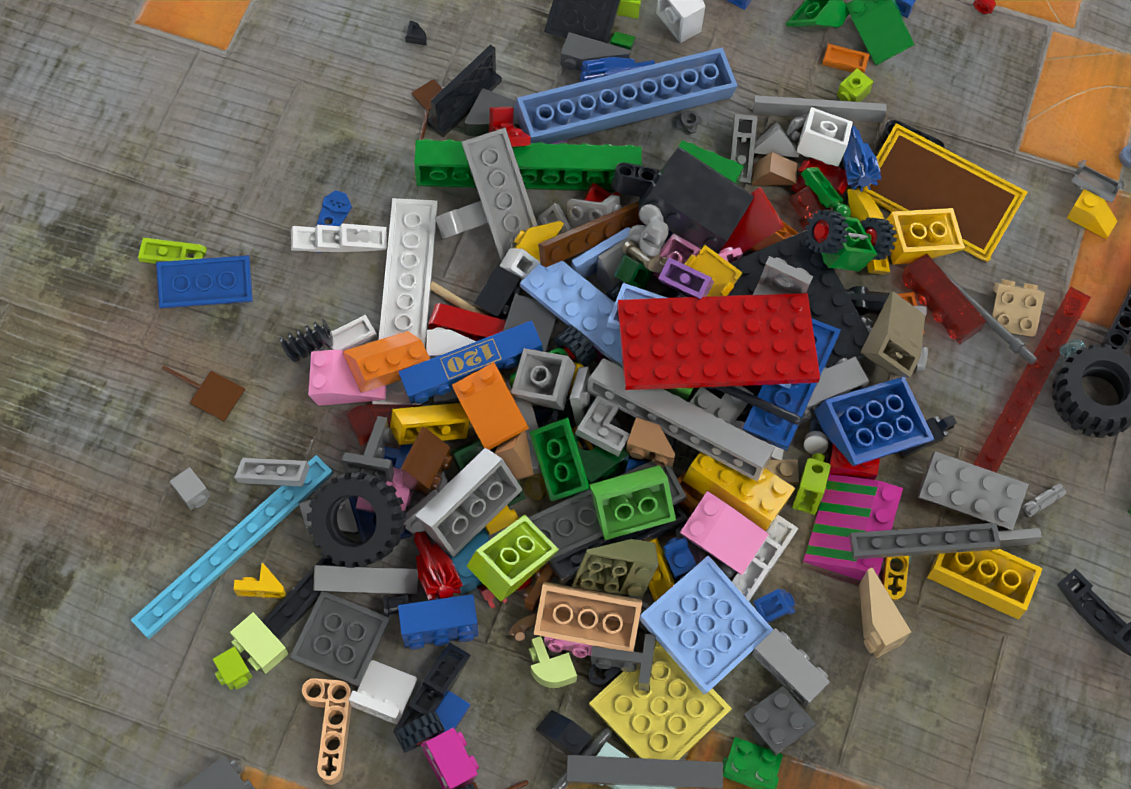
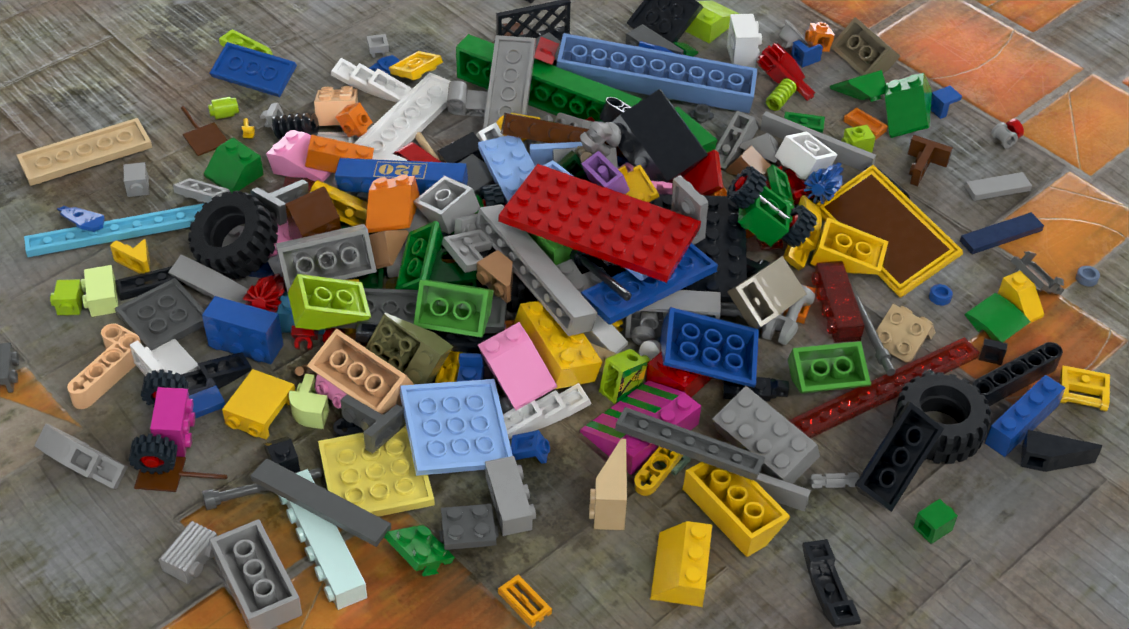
camera: 30 degrees right, 20 degrees down
(105, 479) = (84, 151): none -> tan plate
(183, 568) = (83, 218): none -> piece
(211, 349) = (223, 107): none -> lime brick
(256, 366) = (248, 131): none -> yellow hand
(272, 336) = (273, 110): none -> light grey tile
(278, 422) = (234, 166): none -> green slope
(313, 185) = (378, 44): none -> light grey tile
(326, 288) = (331, 102): none -> light nougat slope
(366, 305) = (354, 120): none -> orange brick
(372, 195) = (416, 65): none -> yellow plate
(506, 692) = (257, 403): none -> yellow panel
(738, 28) = (782, 65): none -> red piece
(750, 61) = (781, 94): none -> lime piece
(793, 87) = (810, 121): none -> green plate
(803, 427) = (642, 333): none -> light grey tile
(862, 773) = (517, 607): none -> light orange tile
(925, 73) = (926, 152): none -> reddish brown bracket
(974, 657) = (682, 564): none -> yellow slope
(979, 16) = (1004, 135): none -> light grey bush
(981, 386) = (828, 367): none -> bright green slope
(1004, 83) = (998, 186): none -> light grey tile
(1021, 242) = (940, 294): none -> blue tile
(1035, 141) = (1001, 233): none -> dark blue tile
(1083, 247) = (997, 318): none -> green slope
(1094, 458) = (899, 457): none -> black slope
(1101, 289) = (993, 351): none -> black plate

